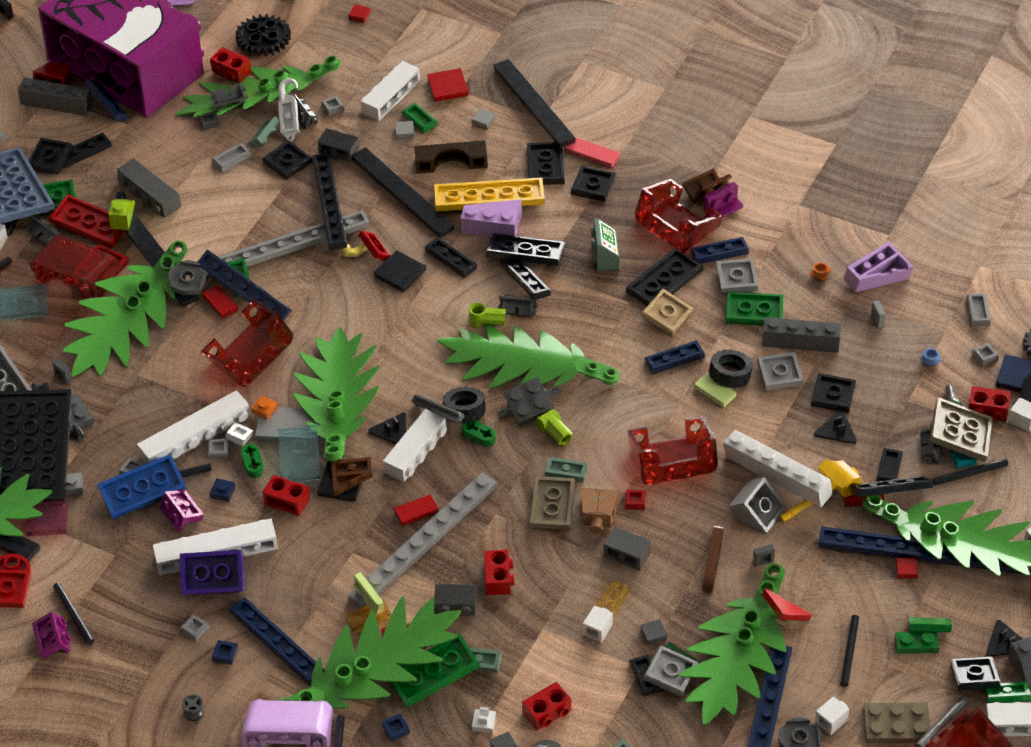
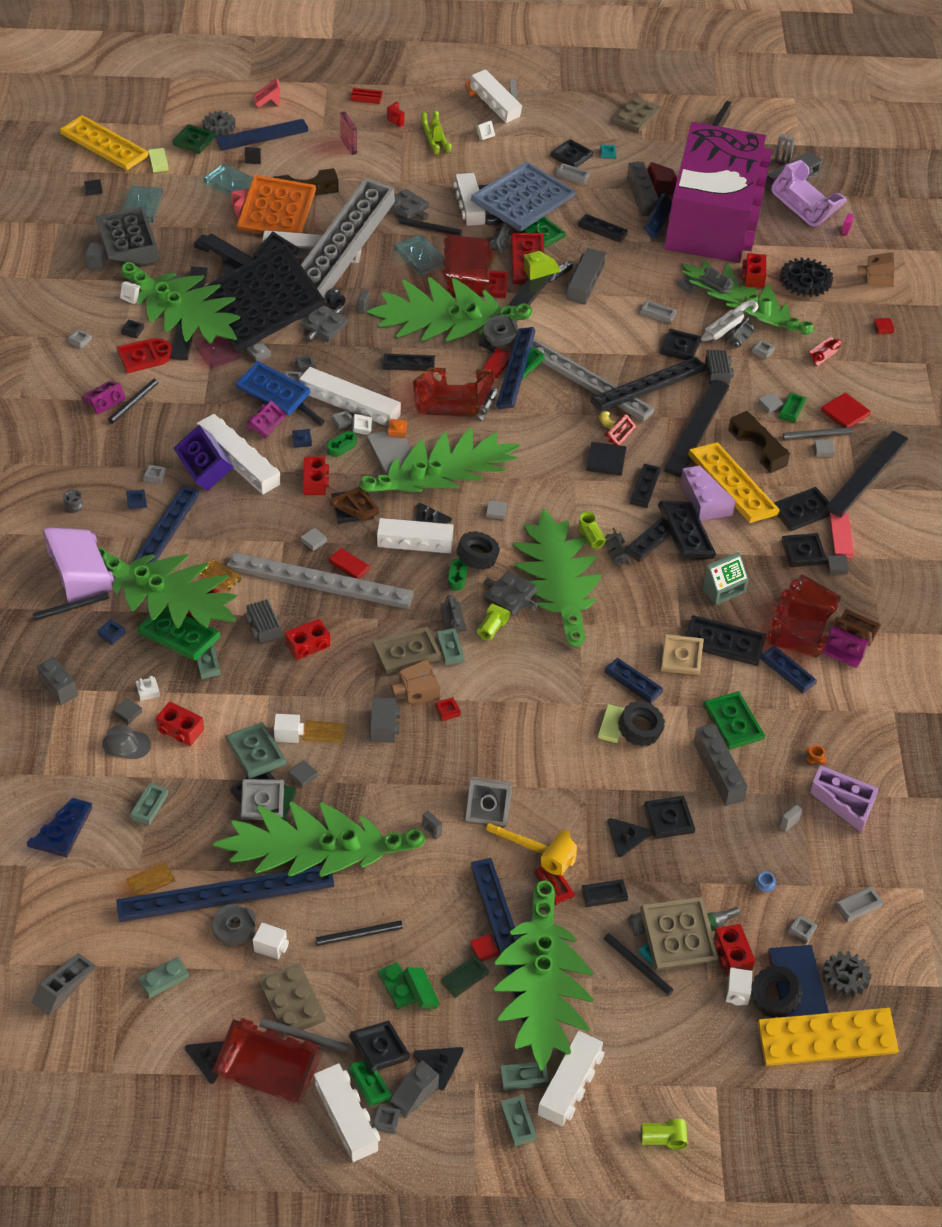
camera: 60 degrees right, 0 degrees up
(50, 155) = (579, 210): black tile -> none
(116, 451) = (304, 363): none -> dark grey tile
(171, 368) = (408, 362): none -> black tile
(266, 129) = (704, 319): sand green plate -> none
(299, 453) = (367, 462): clear light blue tile -> none
(367, 63) = (825, 350): none -> hinge
(367, 526) = (313, 539): none -> light grey tile
(368, 593) = (232, 558): yellowish green tile -> none
(390, 91) = (806, 376): white brick -> none
(415, 374) = (496, 510): none -> light grey tile
(438, 408) = (457, 532): dark grey axle -> none
(462, 115) = (817, 433): none -> dark grey bar
(530, 455) = (453, 614): none -> dark grey hinge
(609, 657) = (255, 750): none -> sand green tile
(624, 169) = (837, 564): none -> dark grey tile
(675, 457) = (509, 717): clear red windscreen -> none
(713, 558) = (387, 791): reddish brown beam -> none
(737, 275) = (763, 691): light grey plate -> none
(778, 468) = (535, 798): white brick -> none
(780, 371) = (666, 764): light grey plate -> none
(784, 609) = (373, 861): tile -> none
(891, 486) = (571, 898): black tile -> none
(929, 592) = (464, 976): none -> clear green tile

